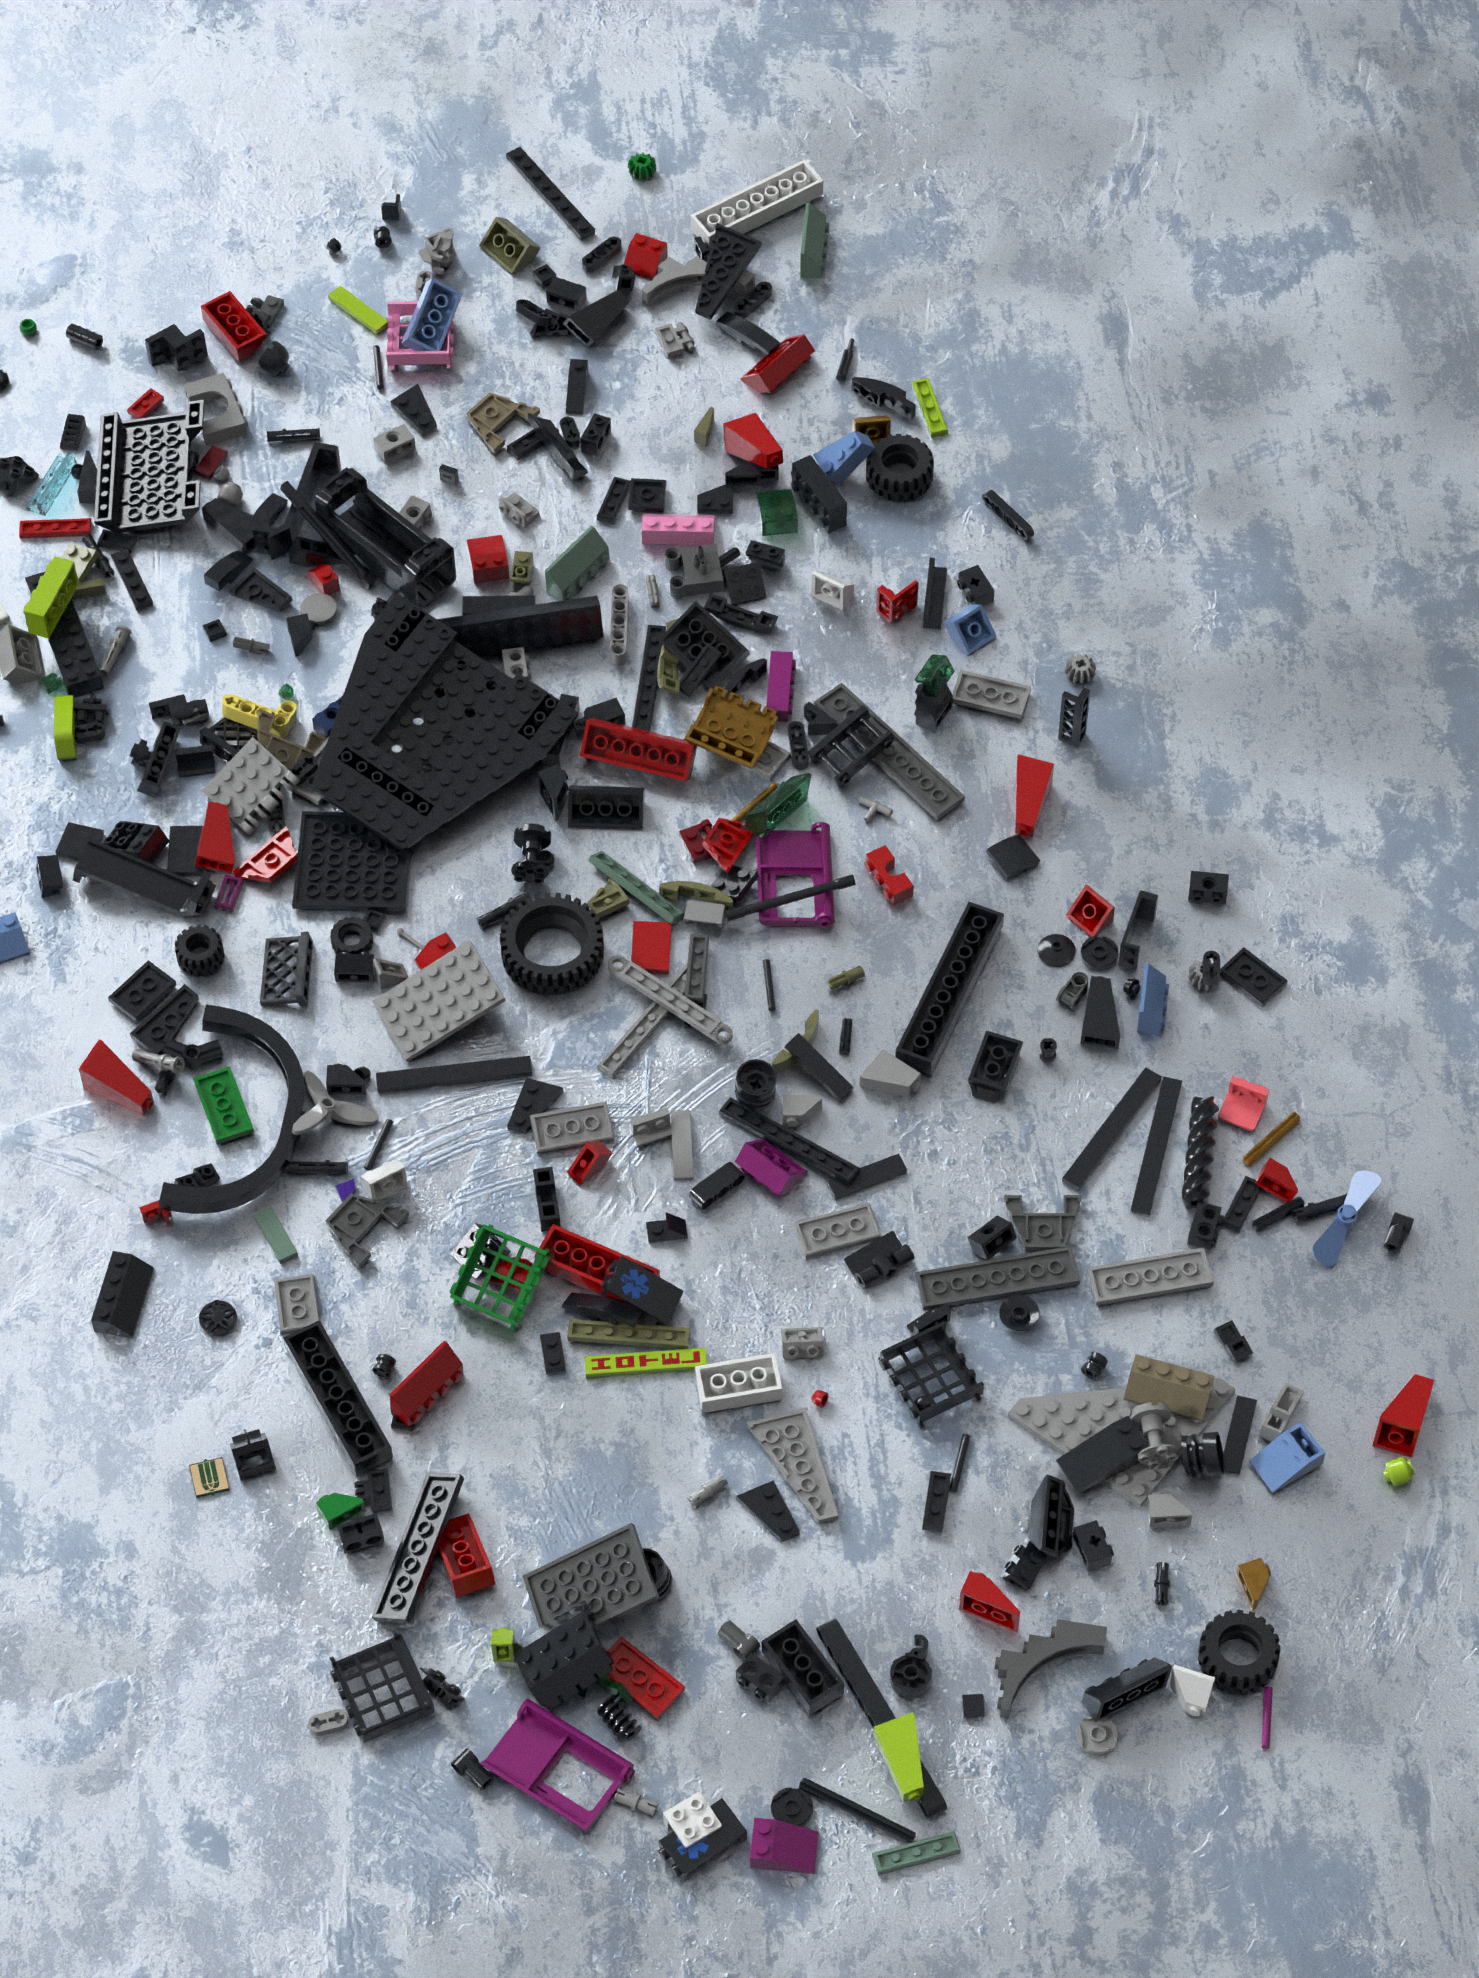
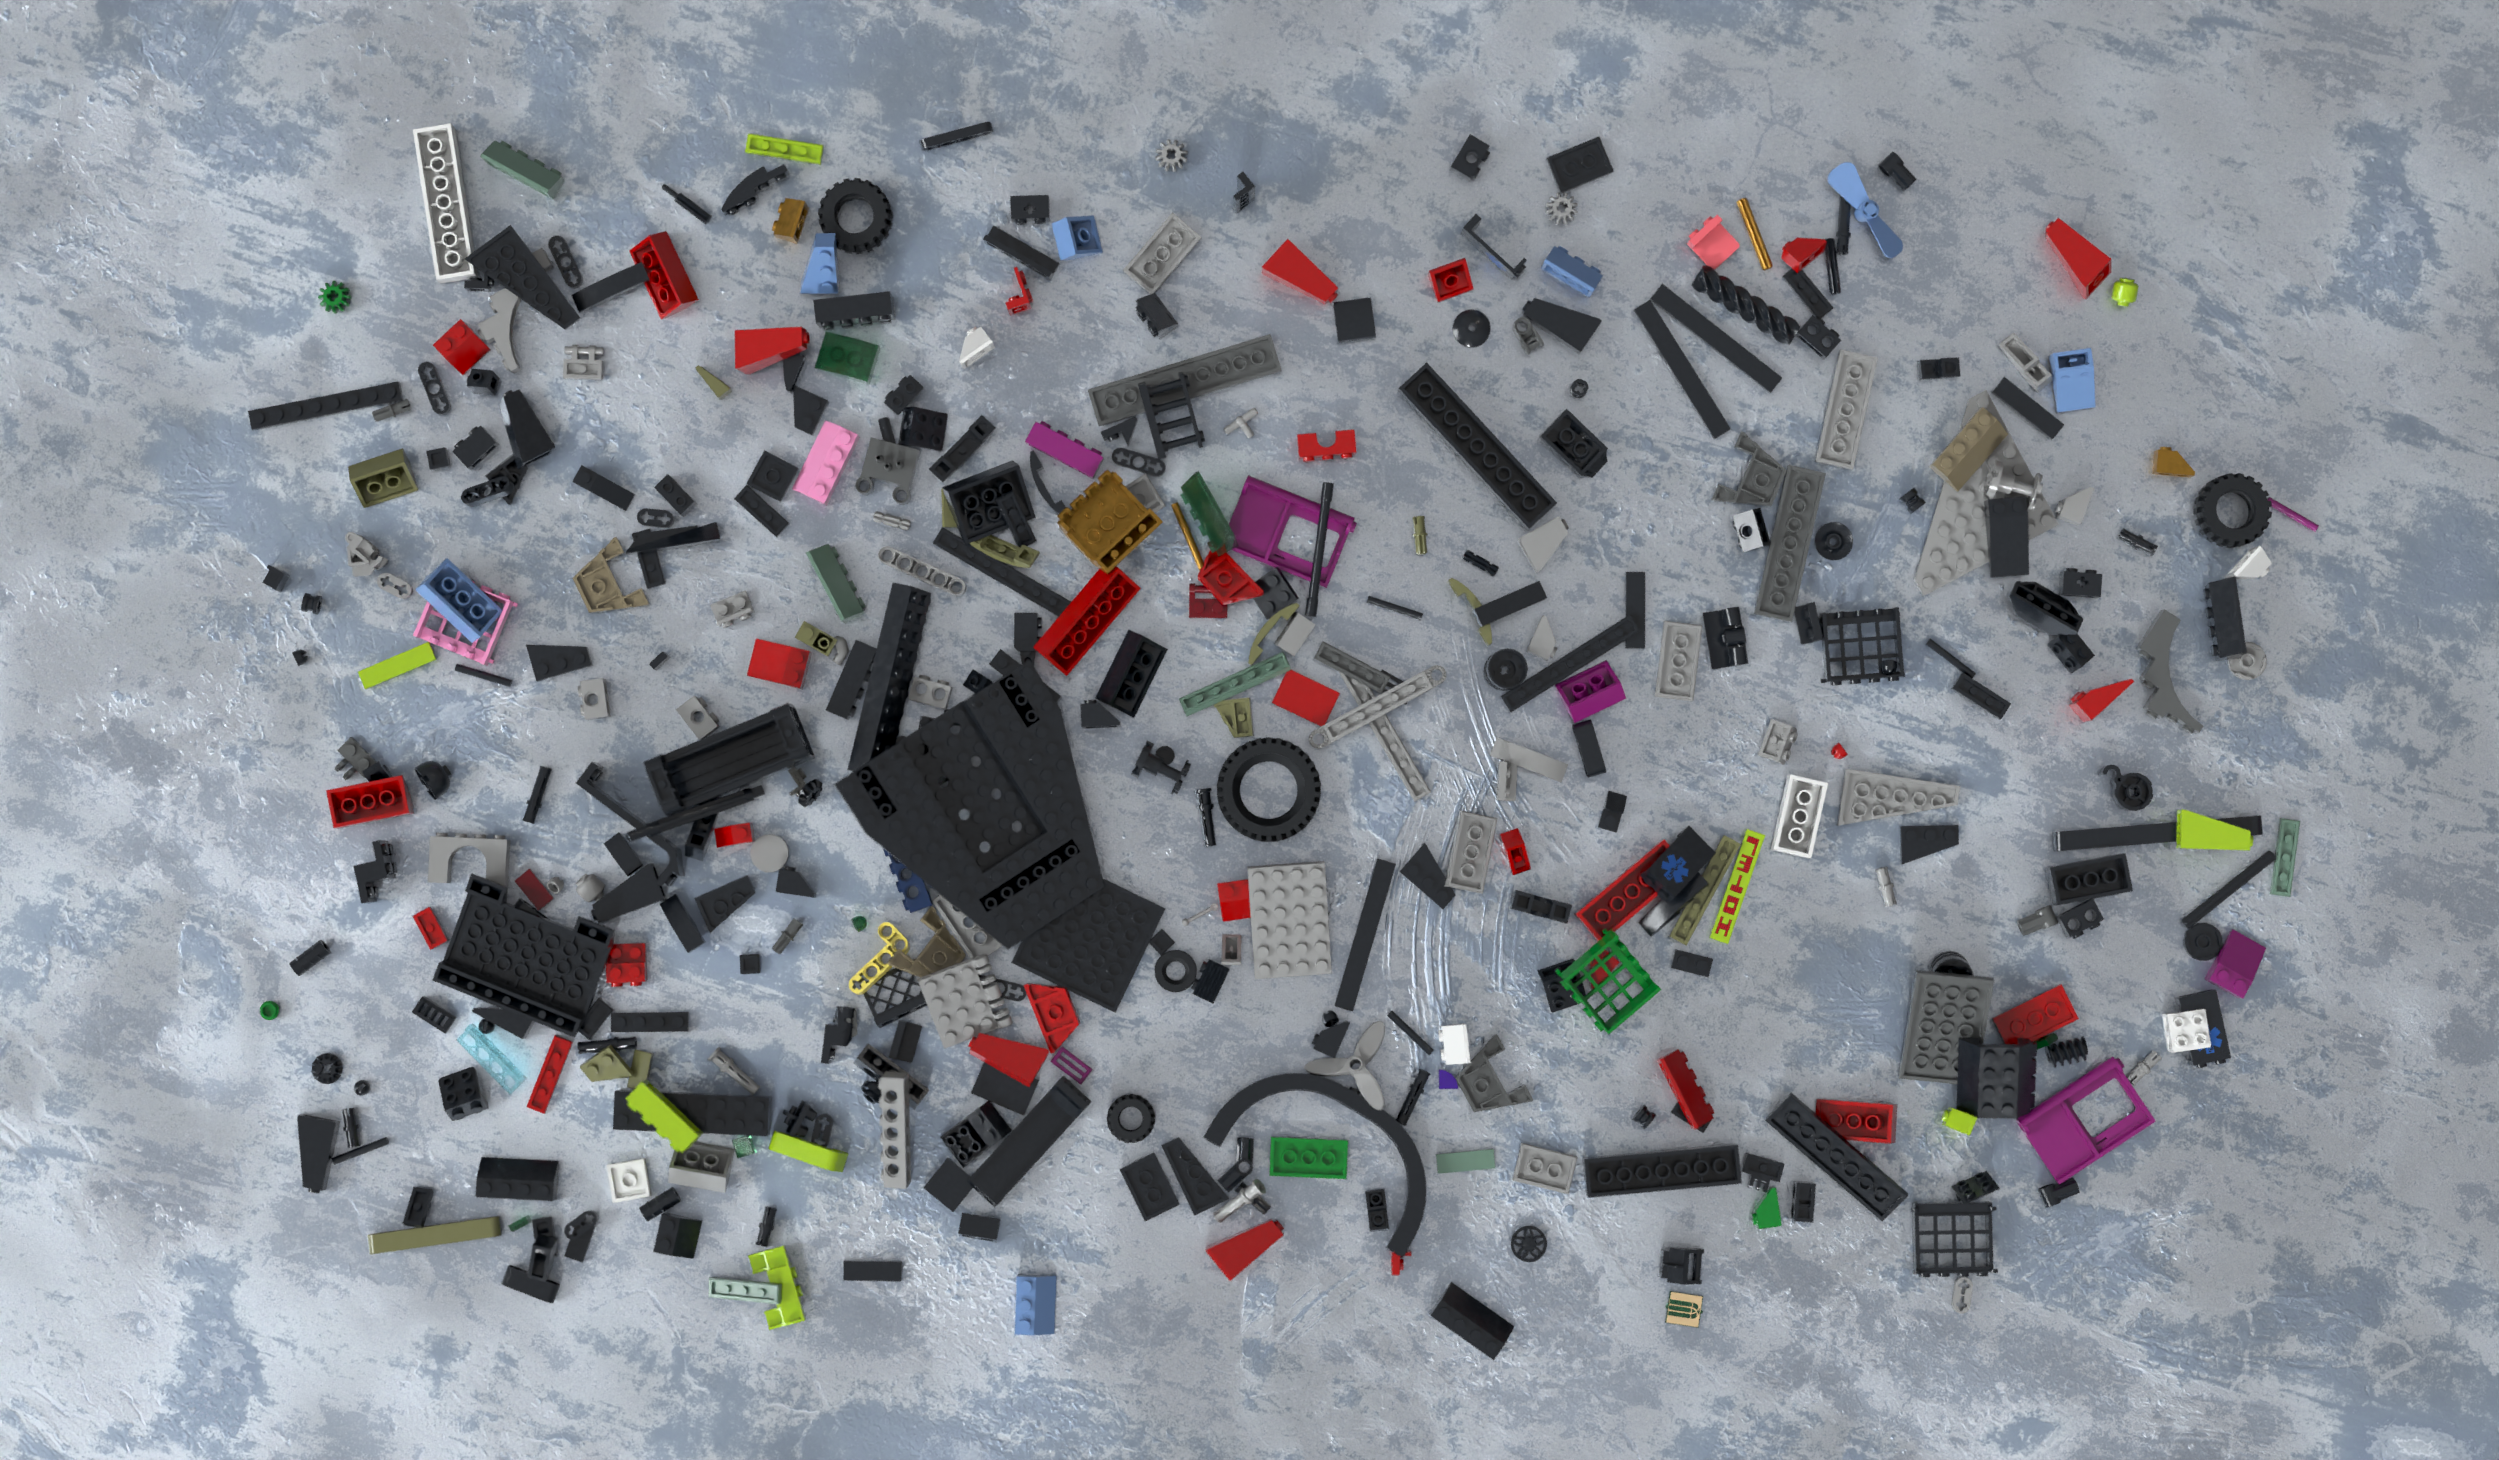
camera: 70 degrees left, 30 degrees up
(111, 773) = (899, 1083): none -> light grey brick
(174, 545) = (627, 964): none -> red plate
(301, 768) = (961, 946): black beam -> none
(302, 972) = (1195, 1032): black fence -> none
(569, 233) = (391, 410): none -> dark grey axle
(935, 674) = (1144, 304): clear green bracket -> none
(973, 1705) = (2177, 751): black tile -> none
(1099, 953) = (1493, 291): black tile -> none
(1131, 987) = (1546, 280): black plate -> none
(1200, 1455) = (2045, 452): black wheel -> none
(1215, 968) = (1564, 205): black beam -> none

